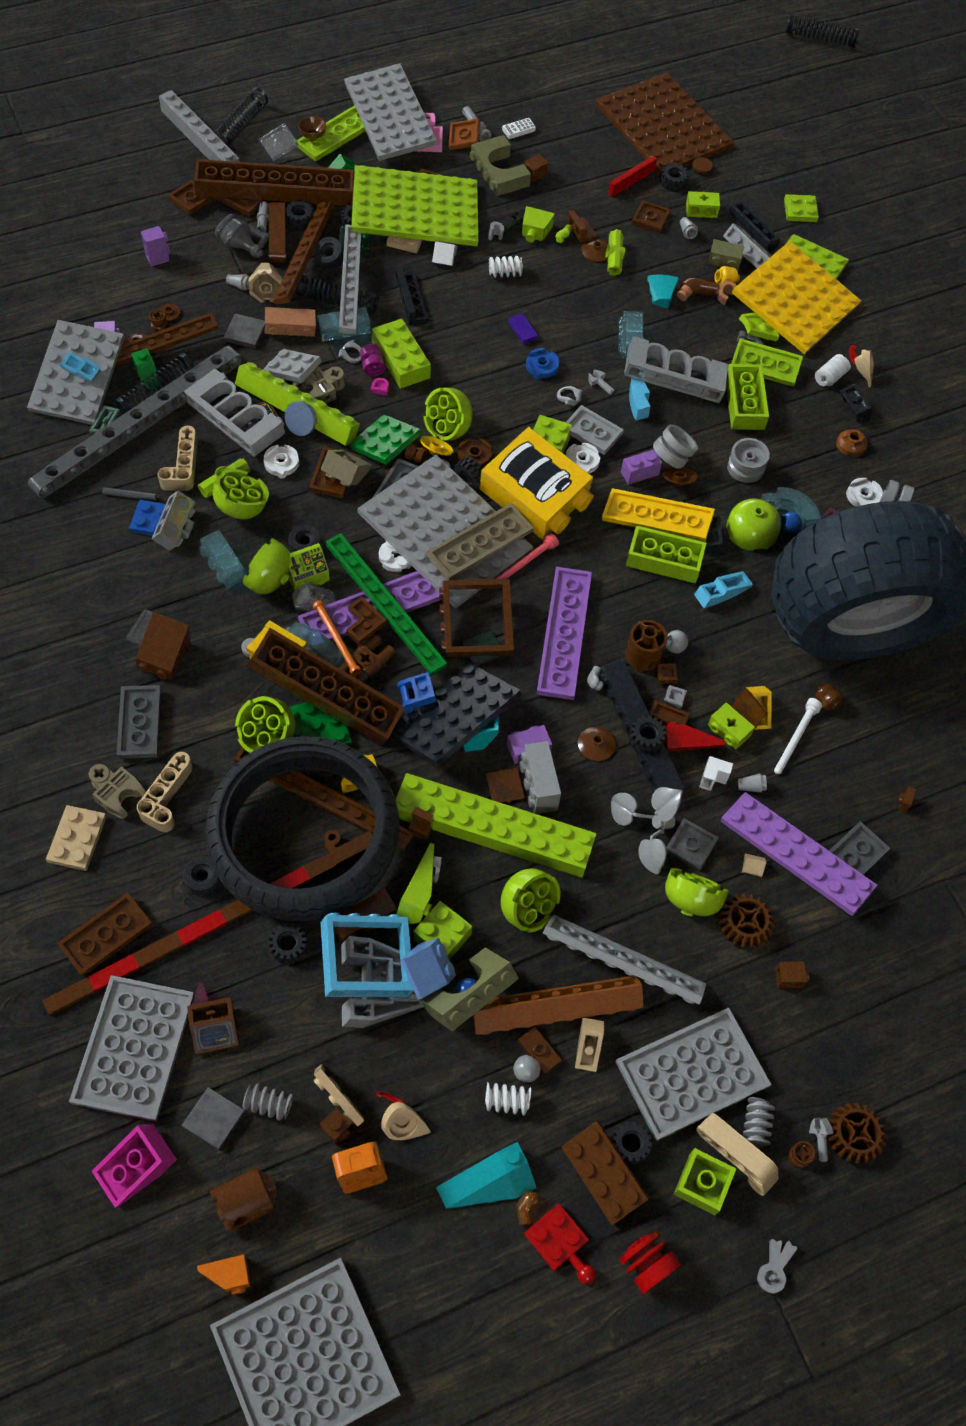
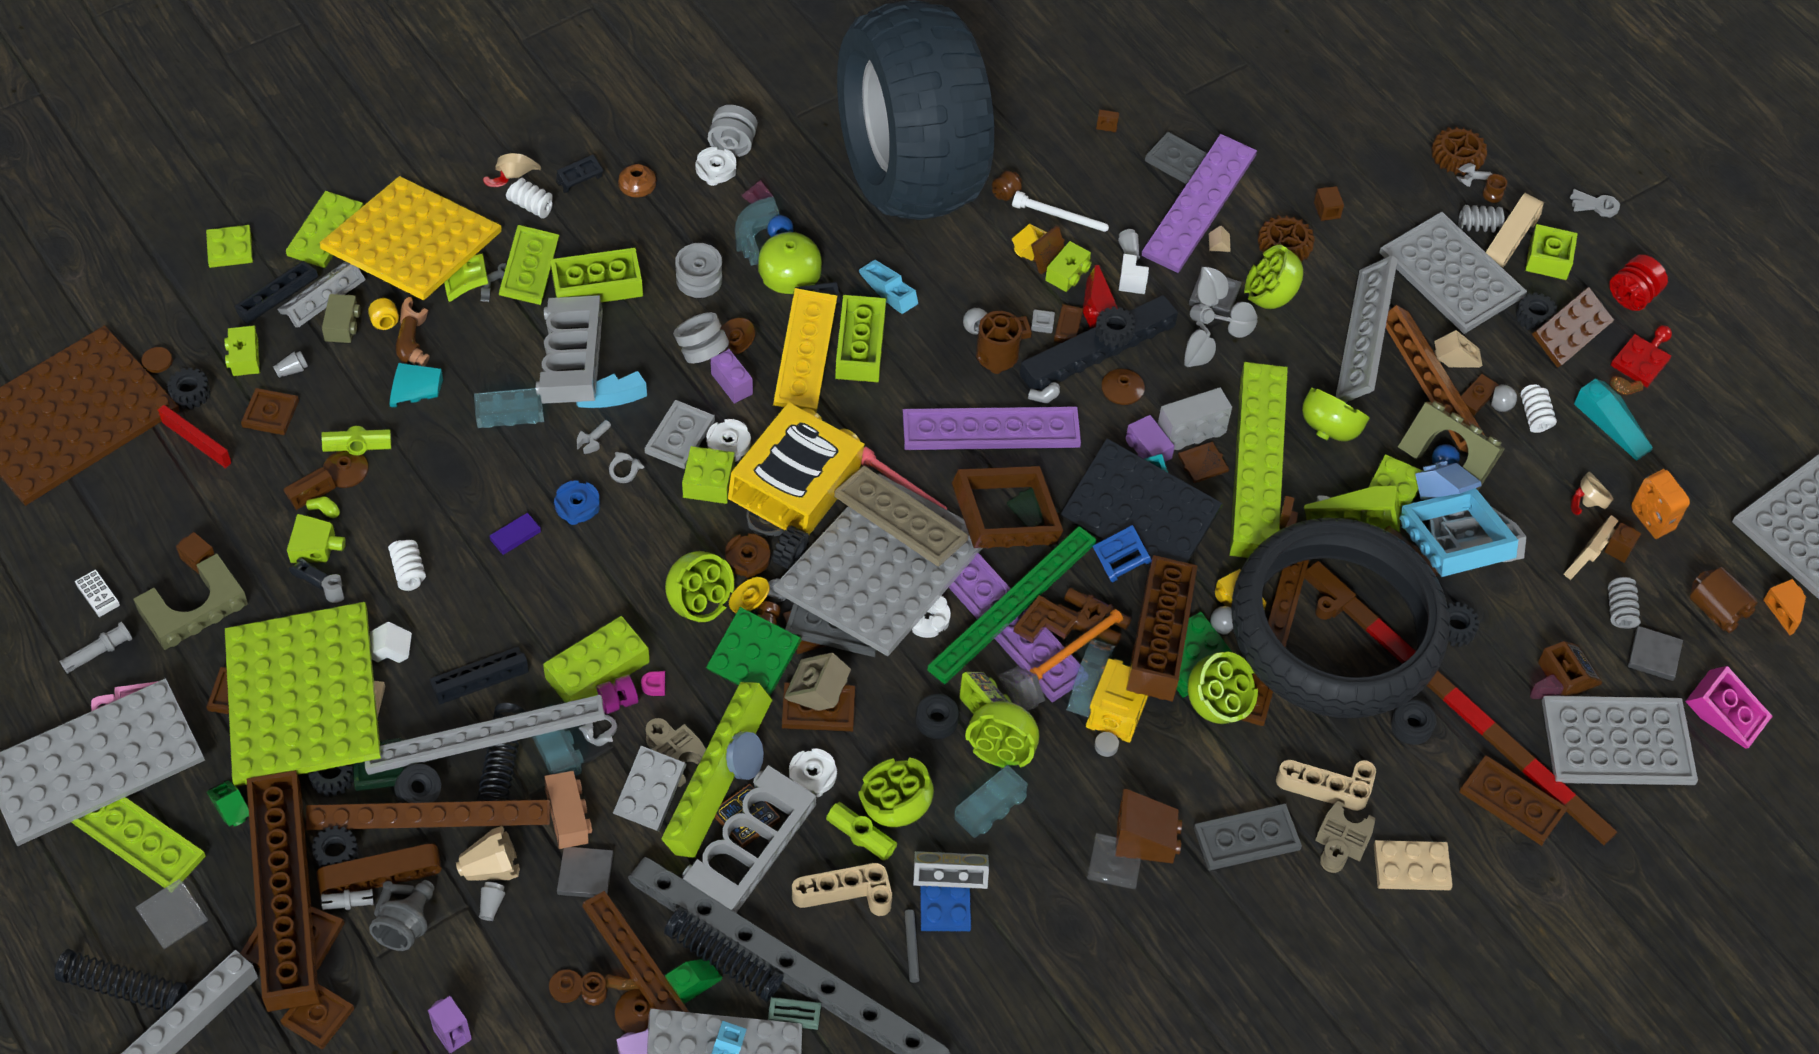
camera: 100 degrees left, 5 degrees down
(312, 124) = (145, 850): reddish brown piece -> none
(464, 134) = (128, 656): dark orange tile -> none

